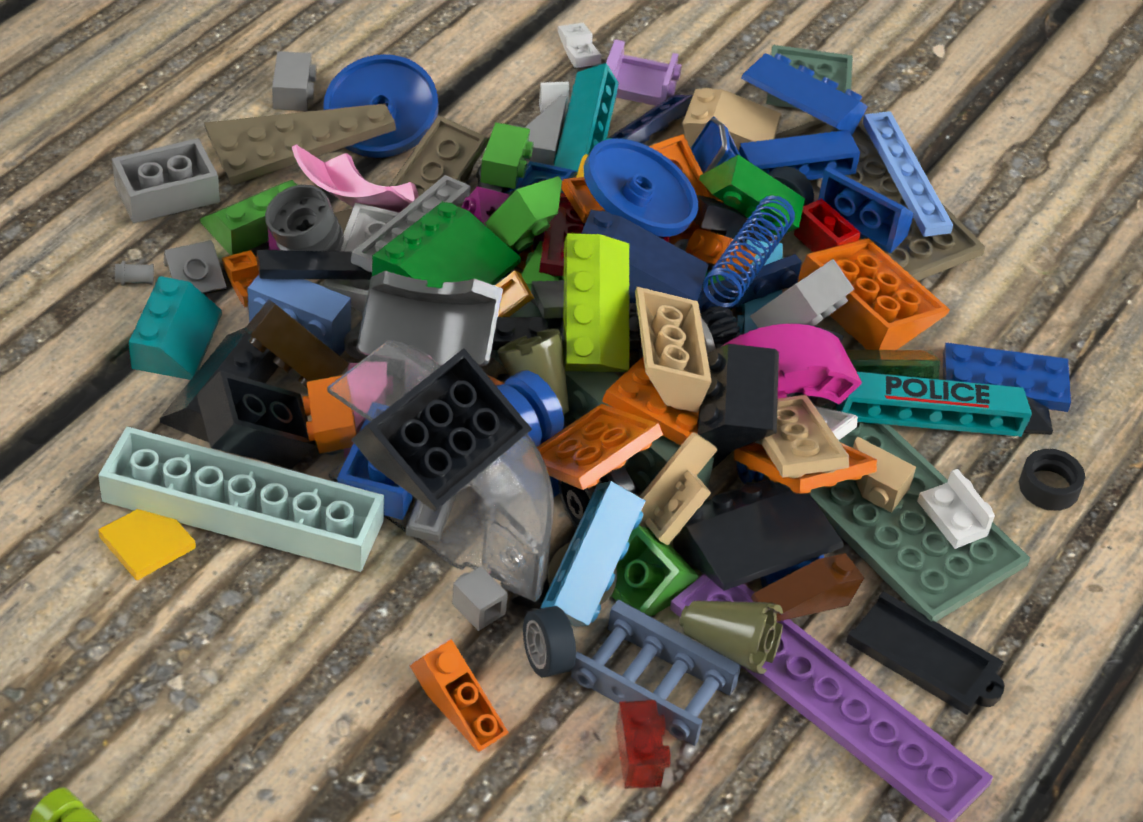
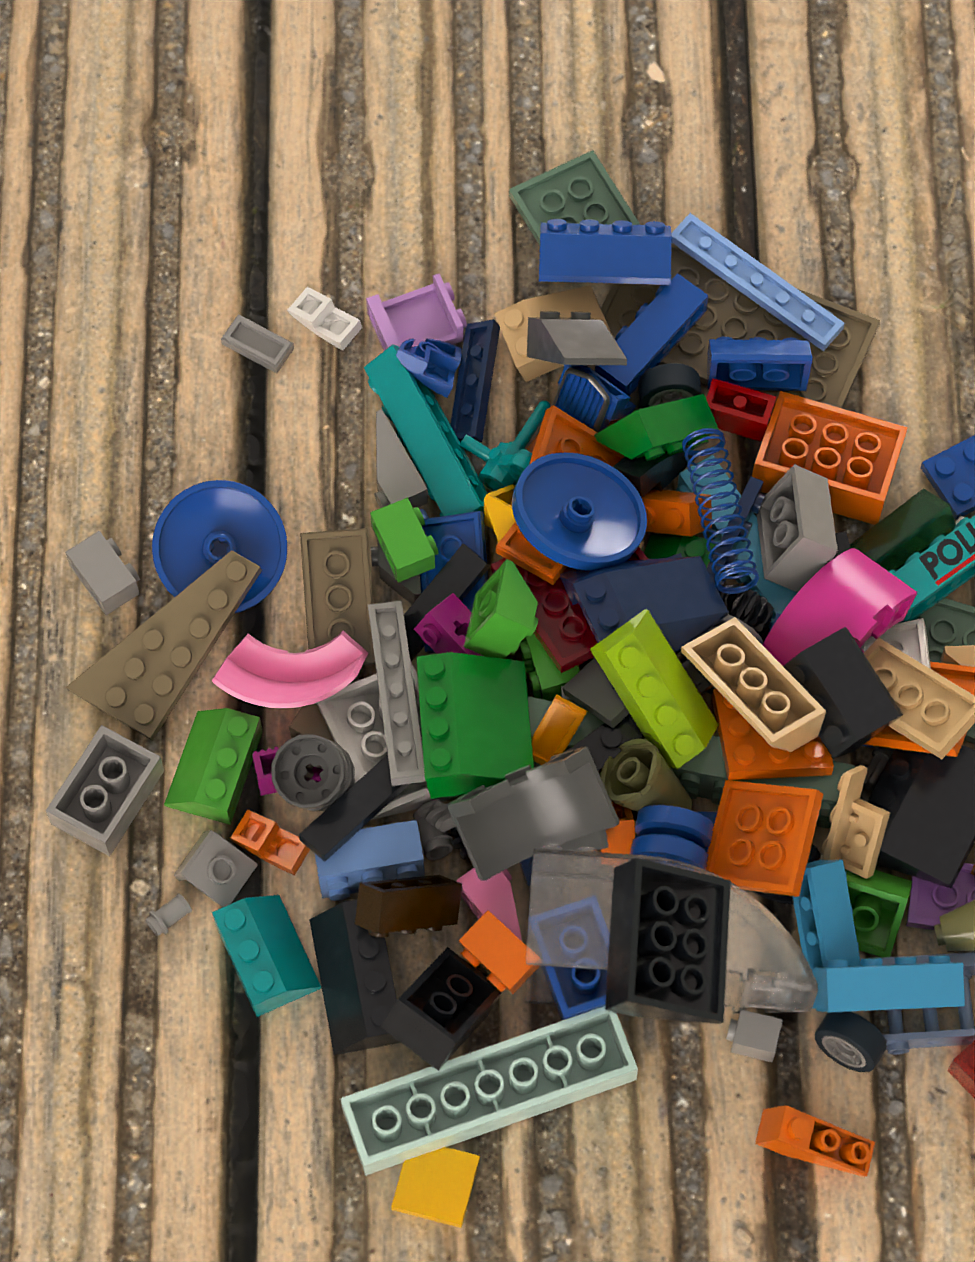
camera: 30 degrees left, 20 degrees up
(521, 34) = (257, 343): none -> light grey tile
(550, 92) = (361, 413): white slope -> none
(609, 611) = (890, 985): none -> dark azure brick
(625, 96) = (431, 363): none -> blue brick
(732, 110) = (572, 340): none -> dark grey slope

